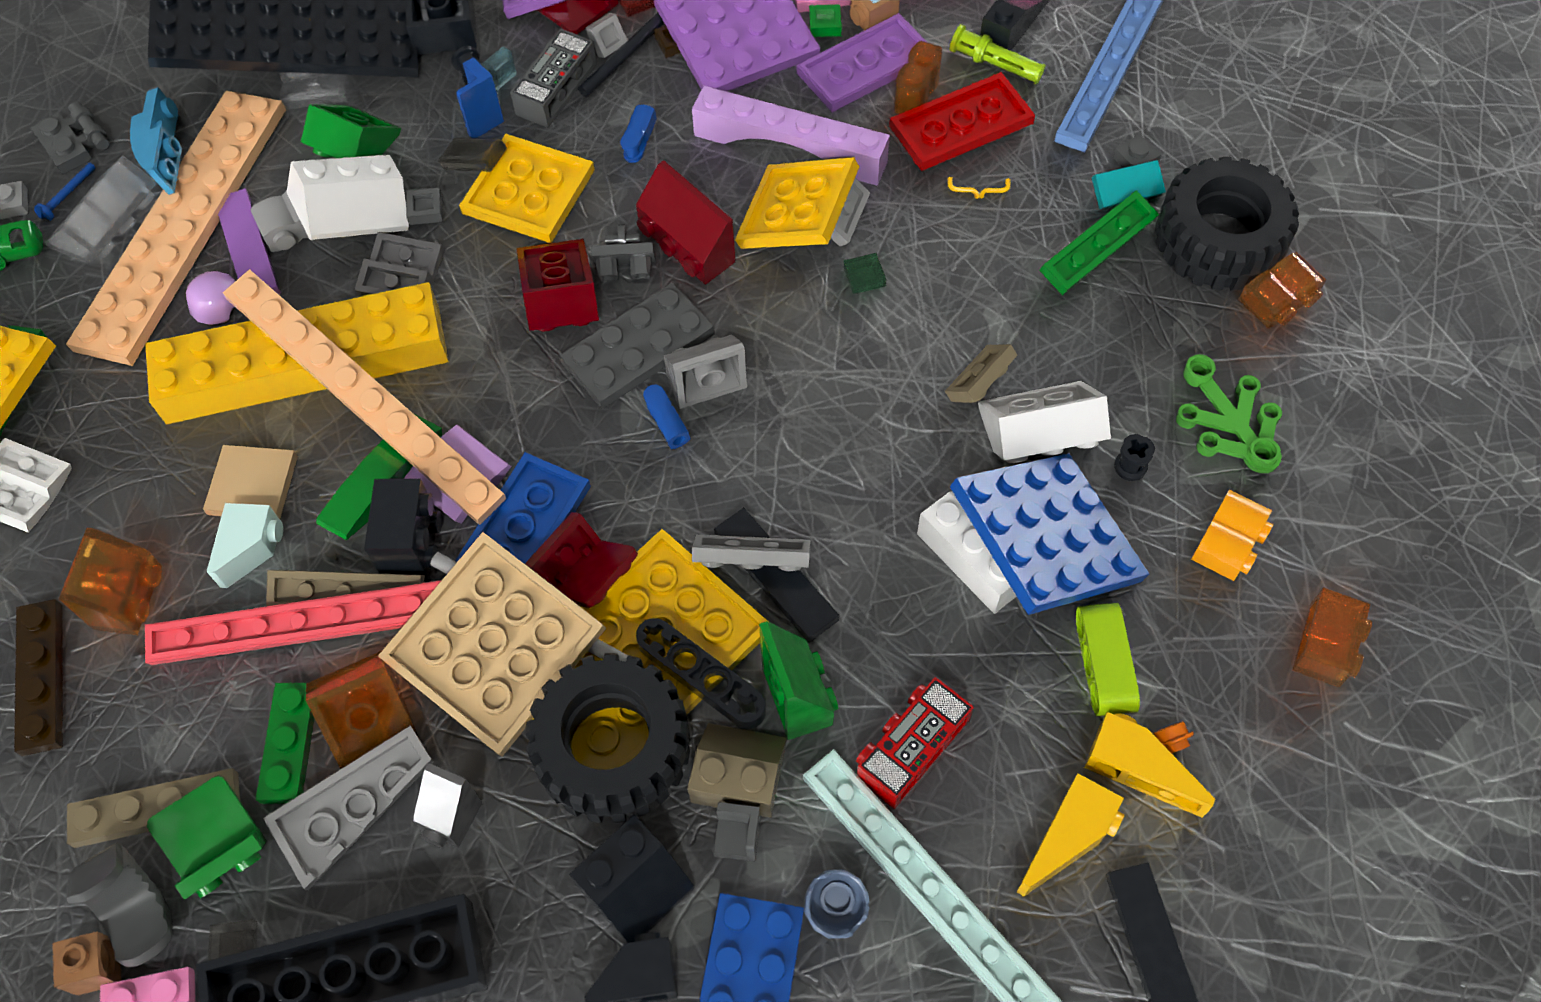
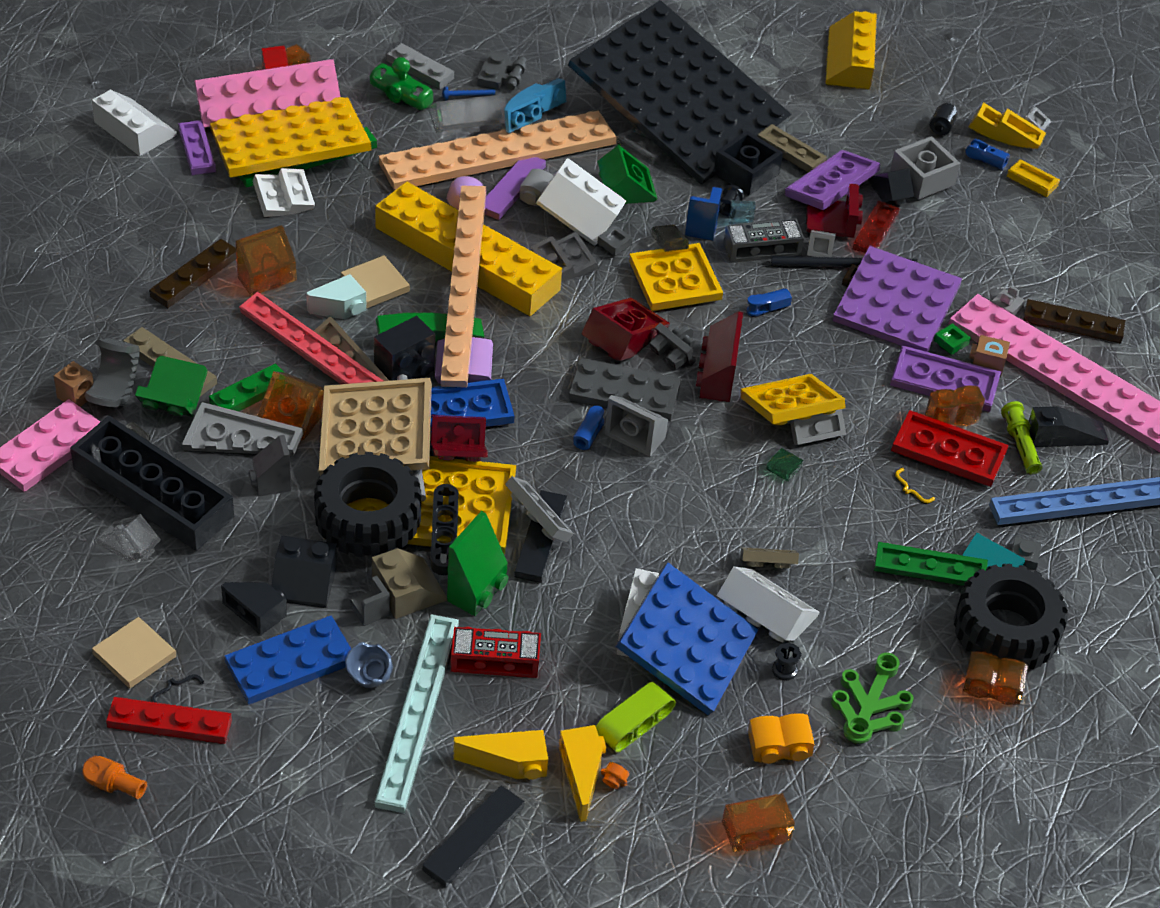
camera: 45 degrees right, 15 degrees down
(733, 117) = (862, 401): lavender arch -> none

